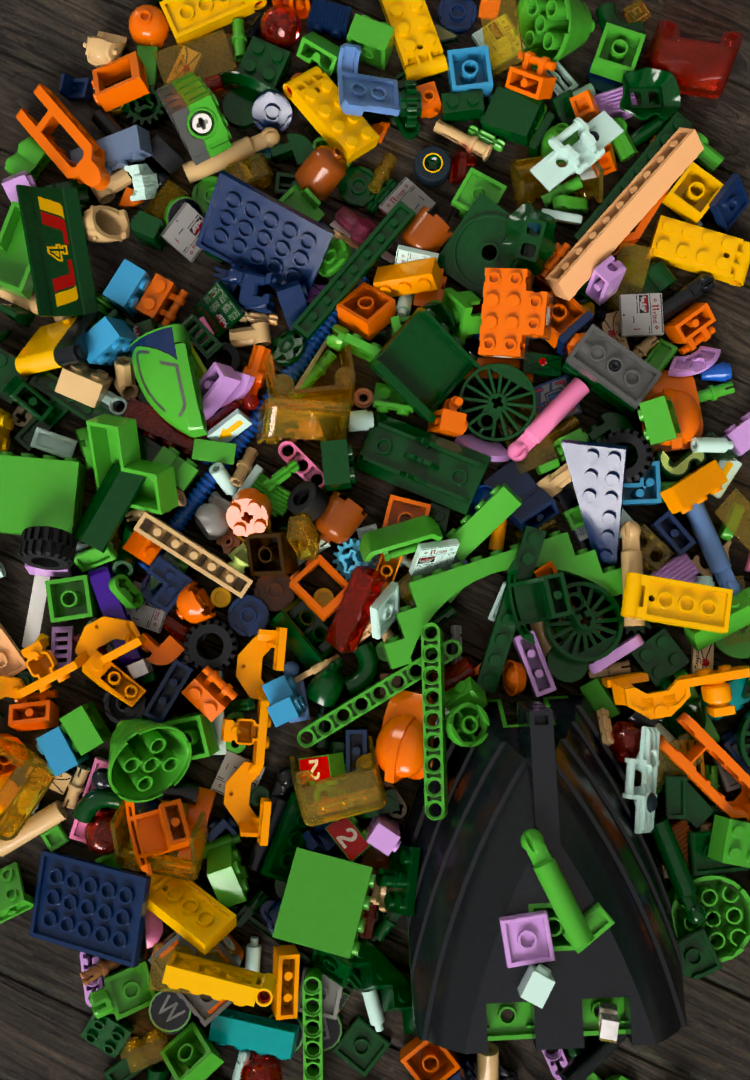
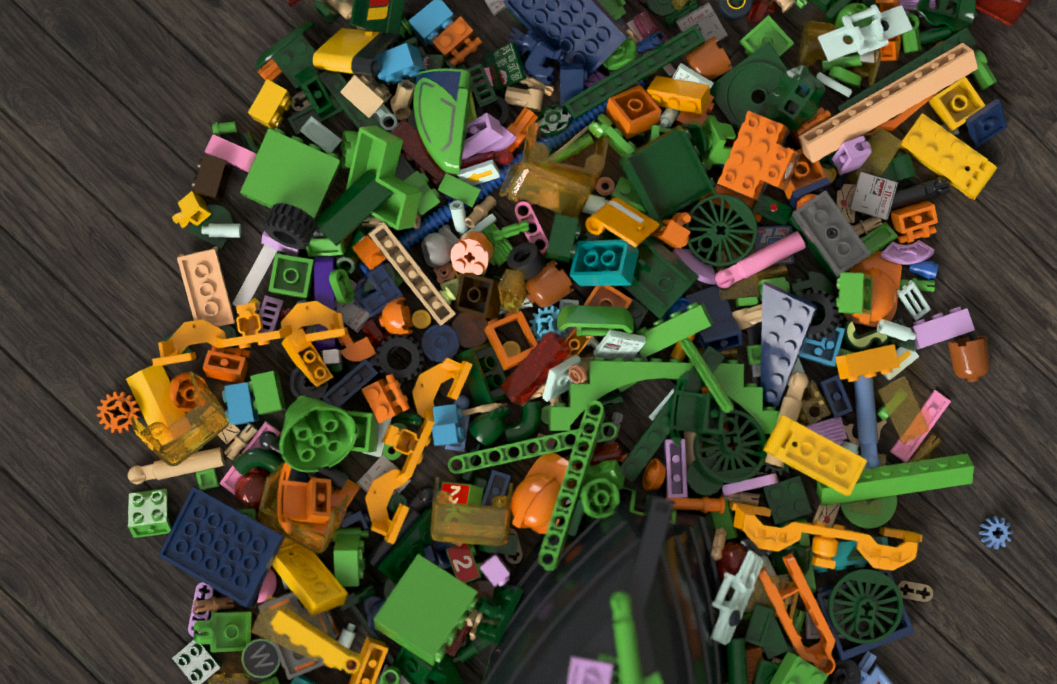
camera: 15 degrees right, 0 degrees up
(361, 231) = (652, 41): none -> dark blue pin
(389, 476) = (604, 263): none -> teal brick
(393, 426) = (623, 221): none -> light orange door
(400, 601) = (577, 374): none -> nougat plate
(450, 755) = (576, 518): none -> dark green tile
(536, 557) = (706, 375): none -> bright green axle
(576, 691) = (704, 504): none -> orange pin
(708, 401) = (906, 290): none -> light aqua tile

